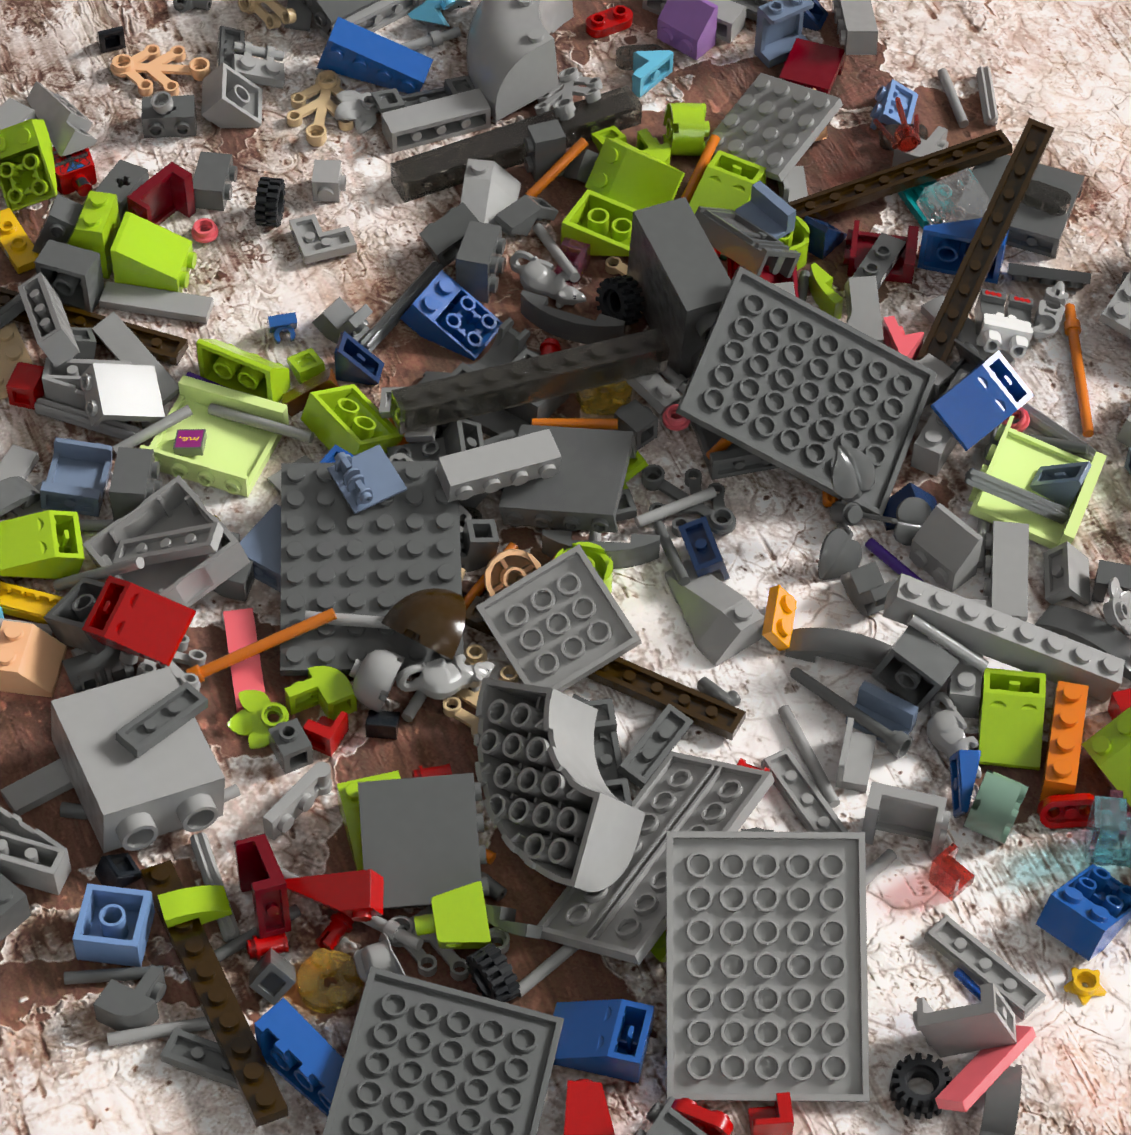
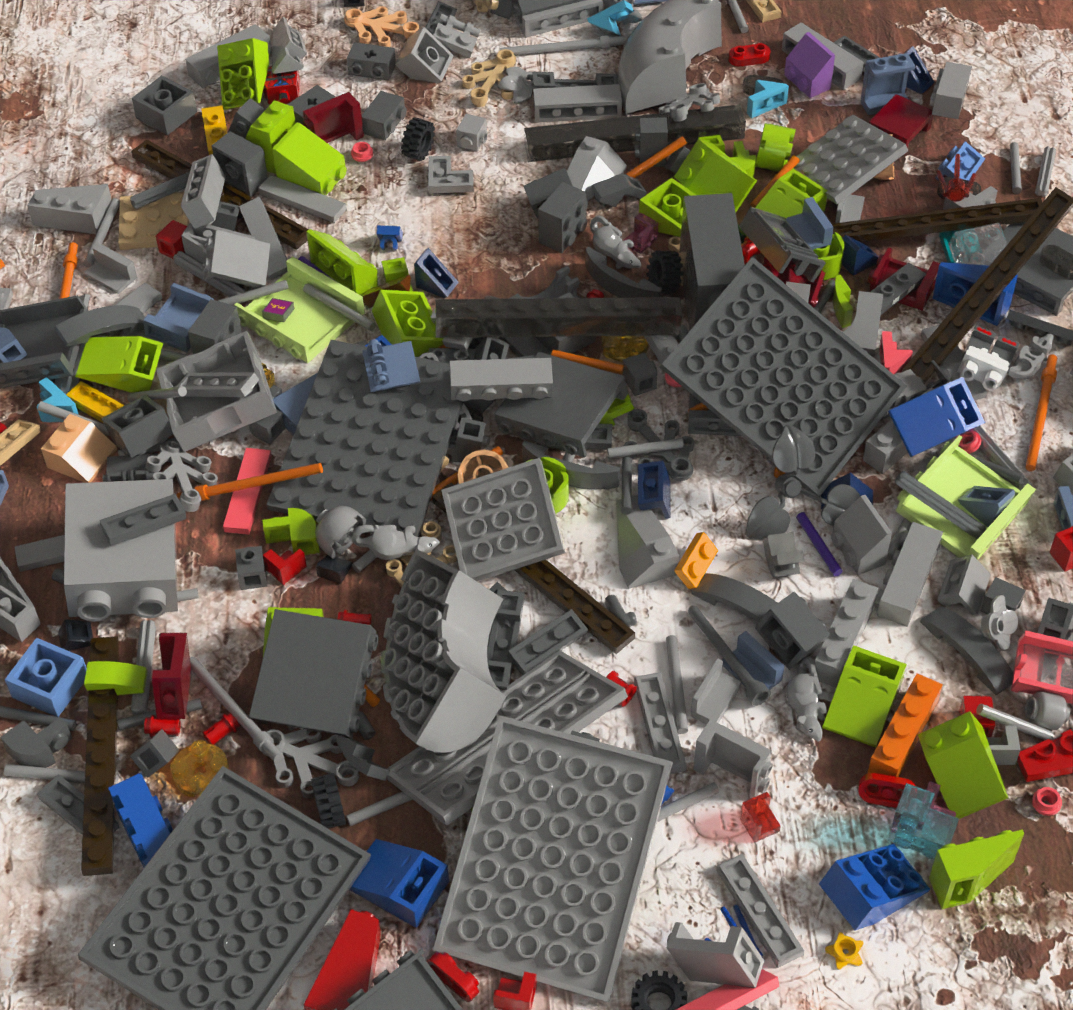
camera: 20 degrees right, 0 degrees up
(138, 621) = (161, 437): red slope -> none
(166, 98) = (363, 44): light grey hinge -> none
(253, 718) = (235, 537): lime plate -> none
(298, 800) = (236, 613): light grey plate -> none
(341, 318) = (437, 241): brick -> none
(350, 893) = (237, 700): red slope -> none
(353, 620) = (342, 479): light grey bar -> none
(373, 58) = (544, 46): blue wedge -> none
(377, 955) = (238, 761): light grey piece -> none
(400, 306) = (490, 241): dark grey axle -> none
(431, 618) = (394, 490): dark brown brick -> none
(452, 318) = (524, 256): blue slope -> none
(457, 918) = (317, 744): lime torso -> none
(556, 252) = (629, 223): light grey bar -> none
(947, 642) = (824, 614): light grey bar -> none
(963, 775) = (802, 730): blue slope -> none
(995, 806) = (818, 769): sand green brick -> none
(1005, 637) = (879, 623): light grey brick -> none

